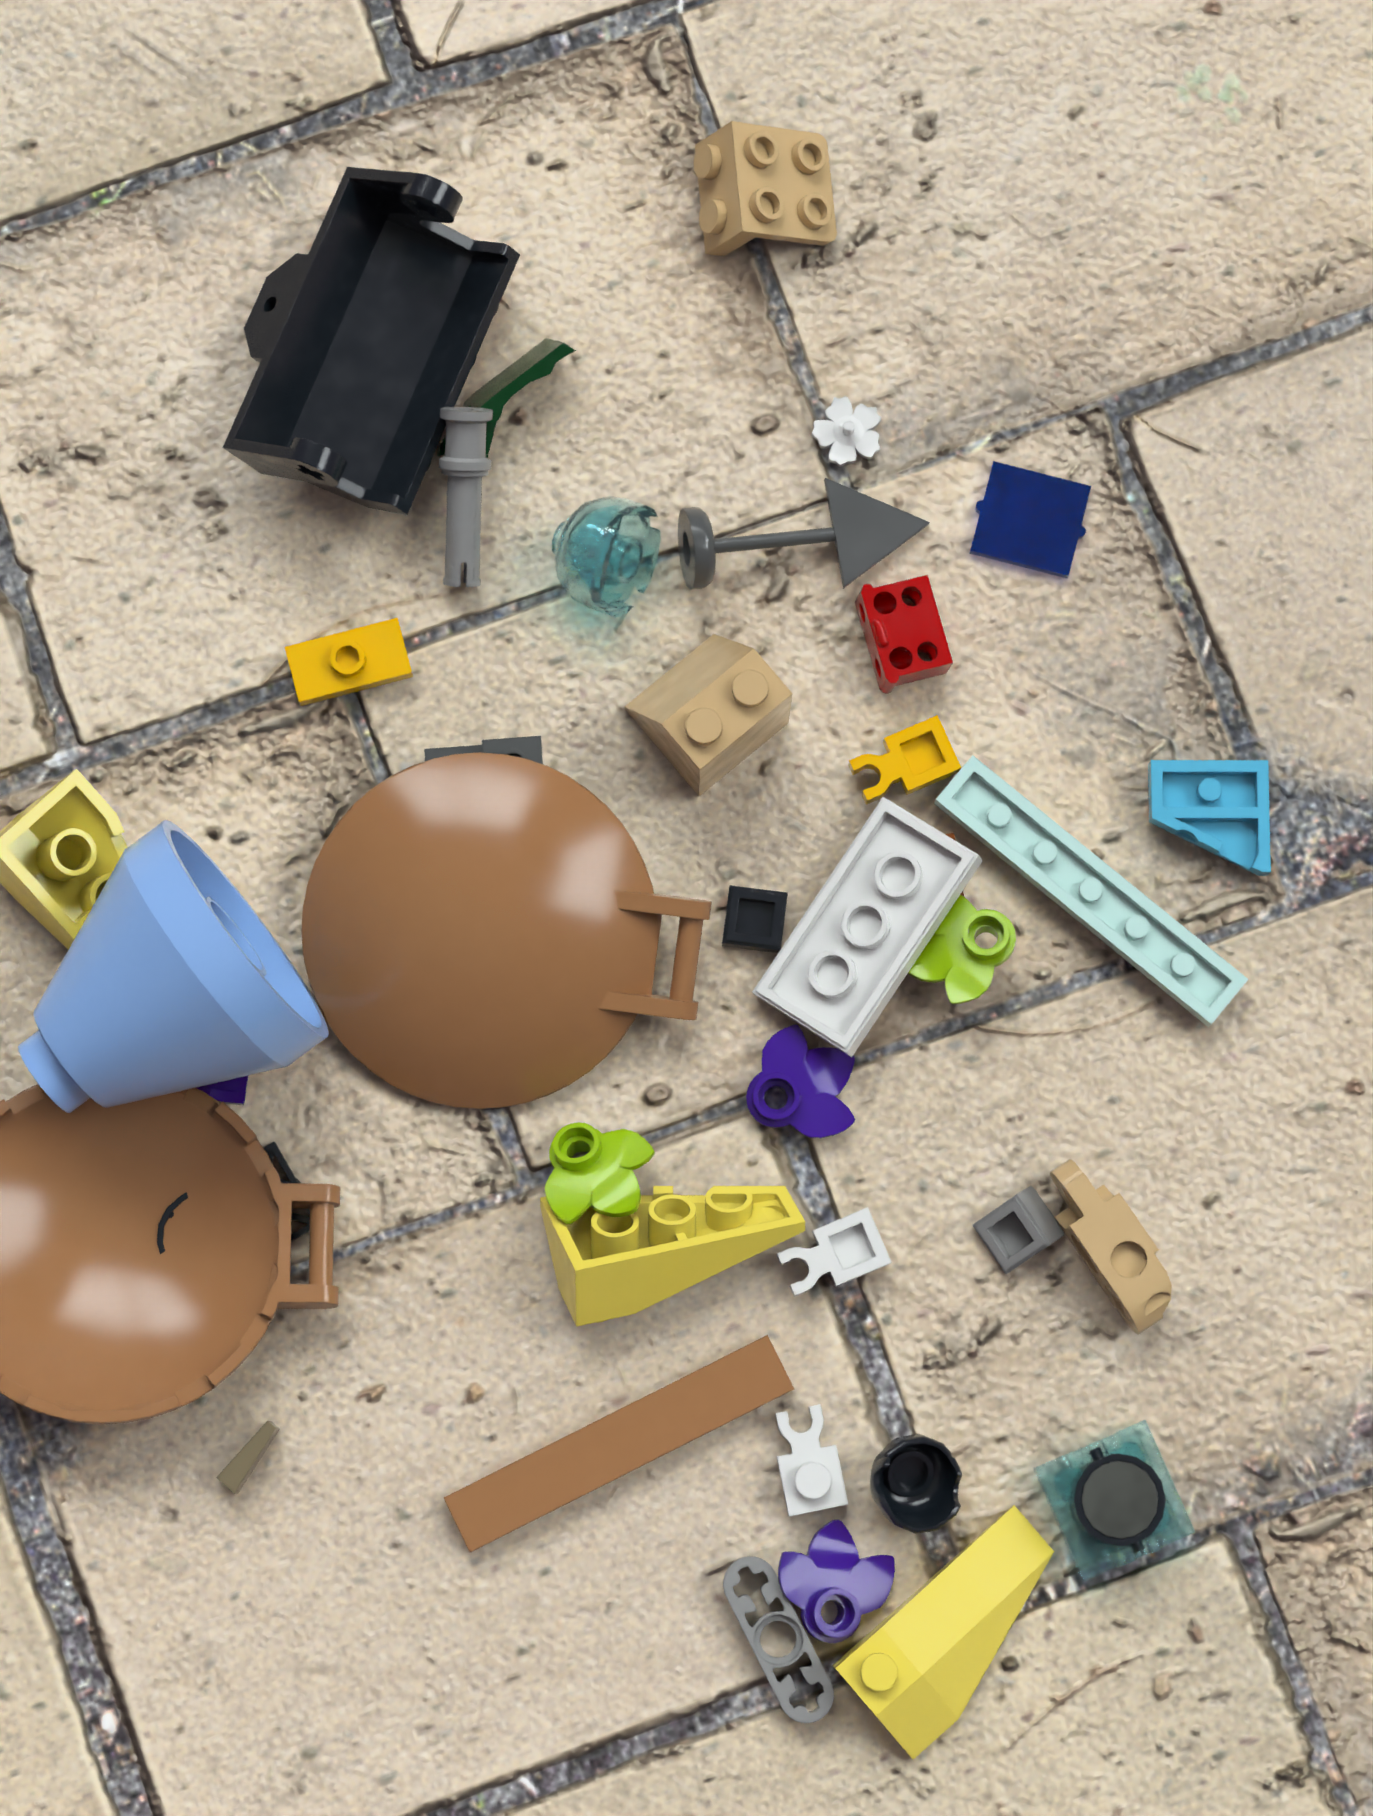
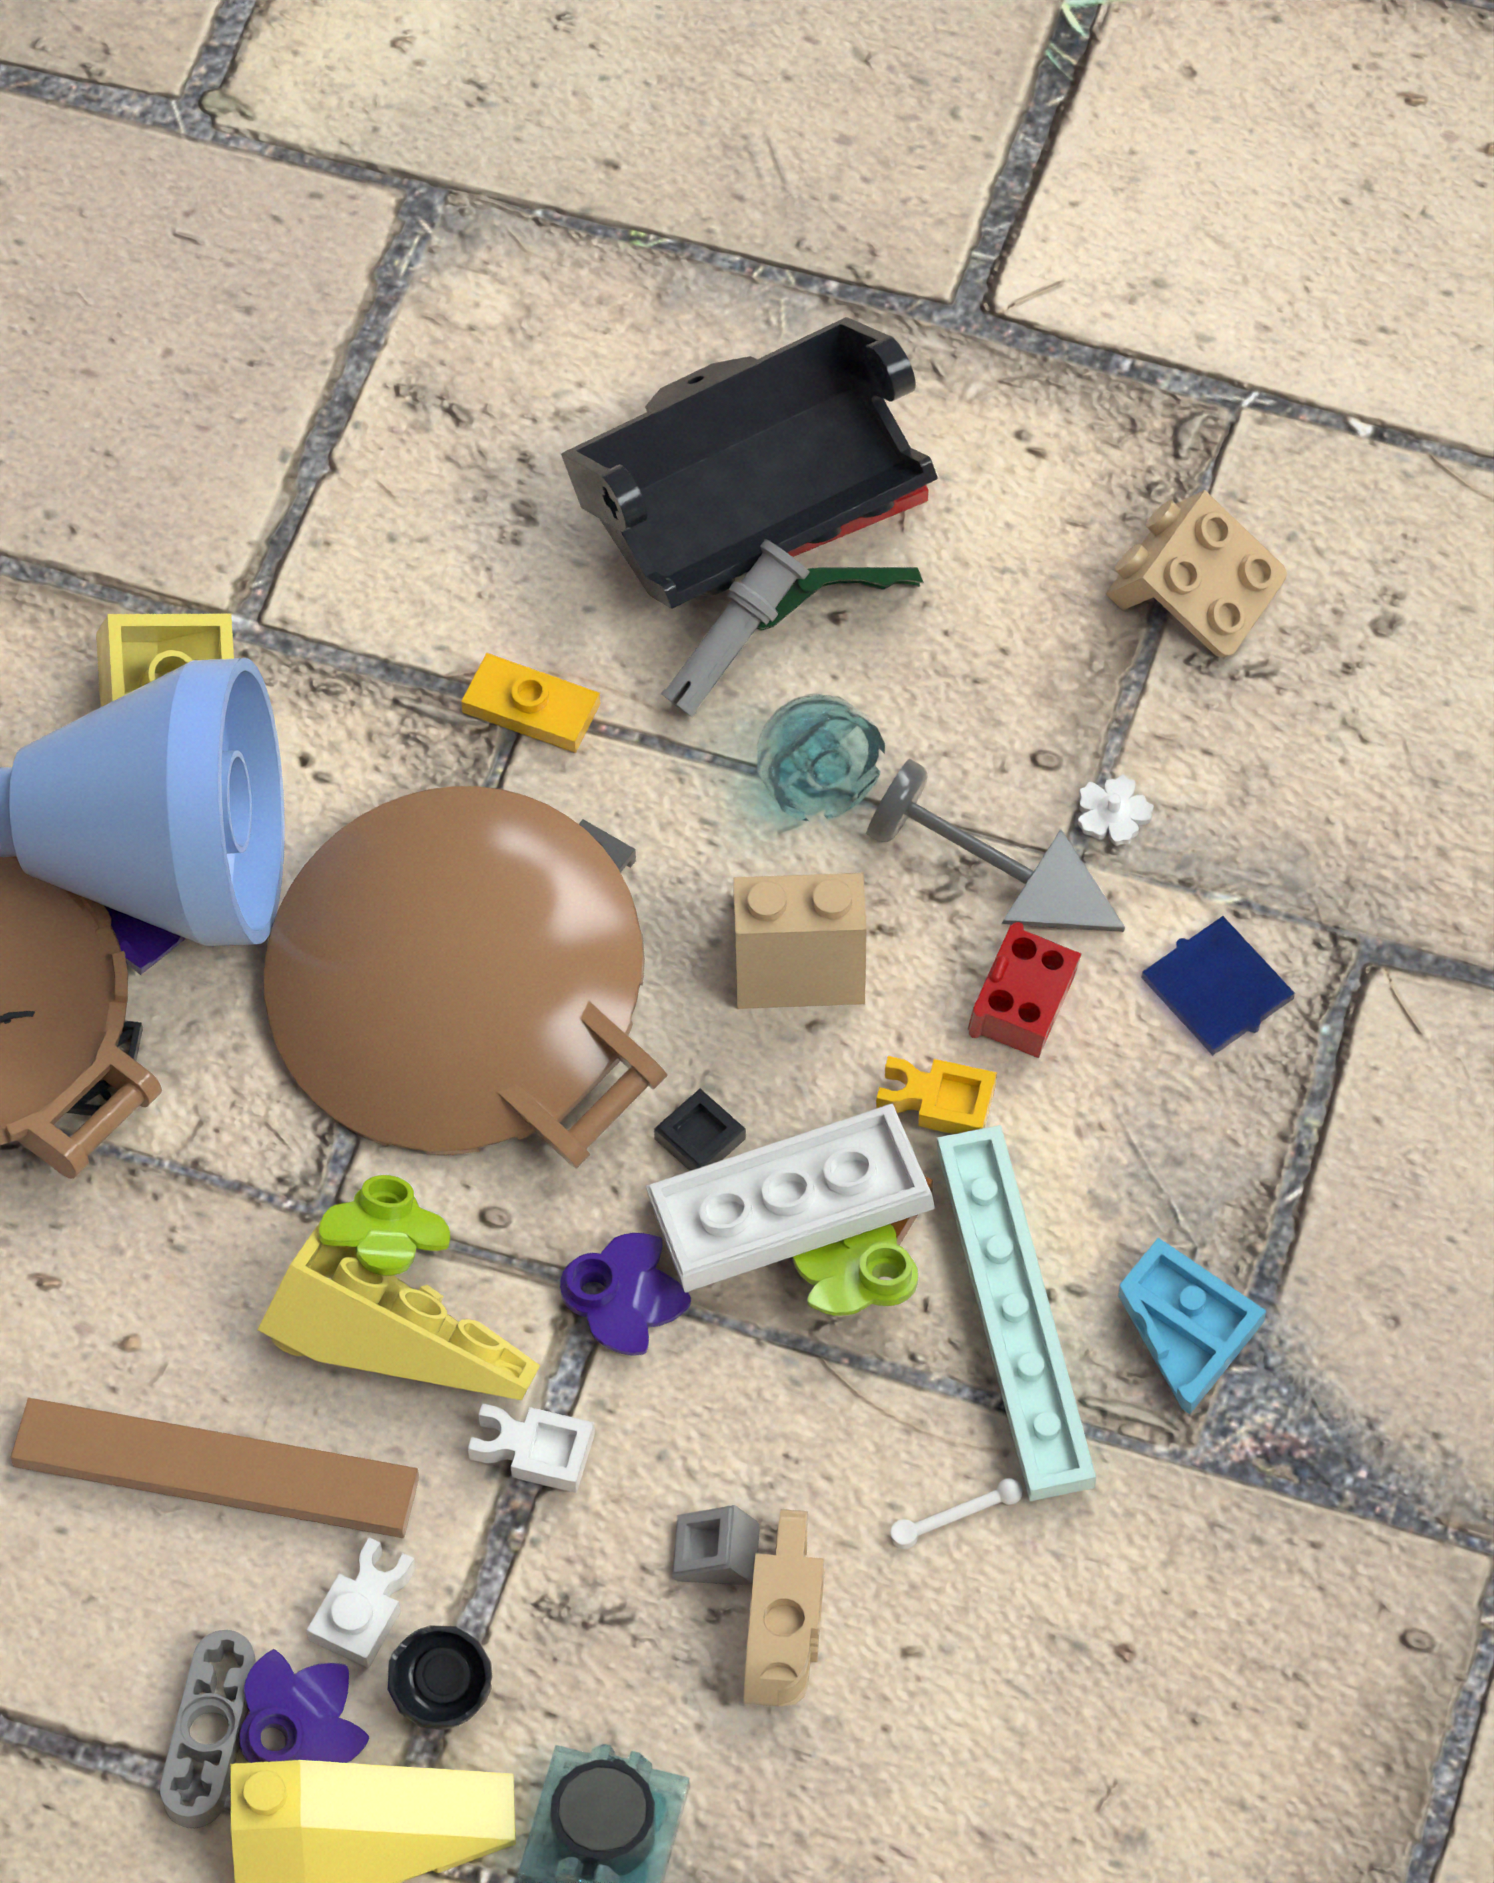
camera: 40 degrees right, 20 degrees down
(1140, 1116) = (905, 1532): none -> white hinge

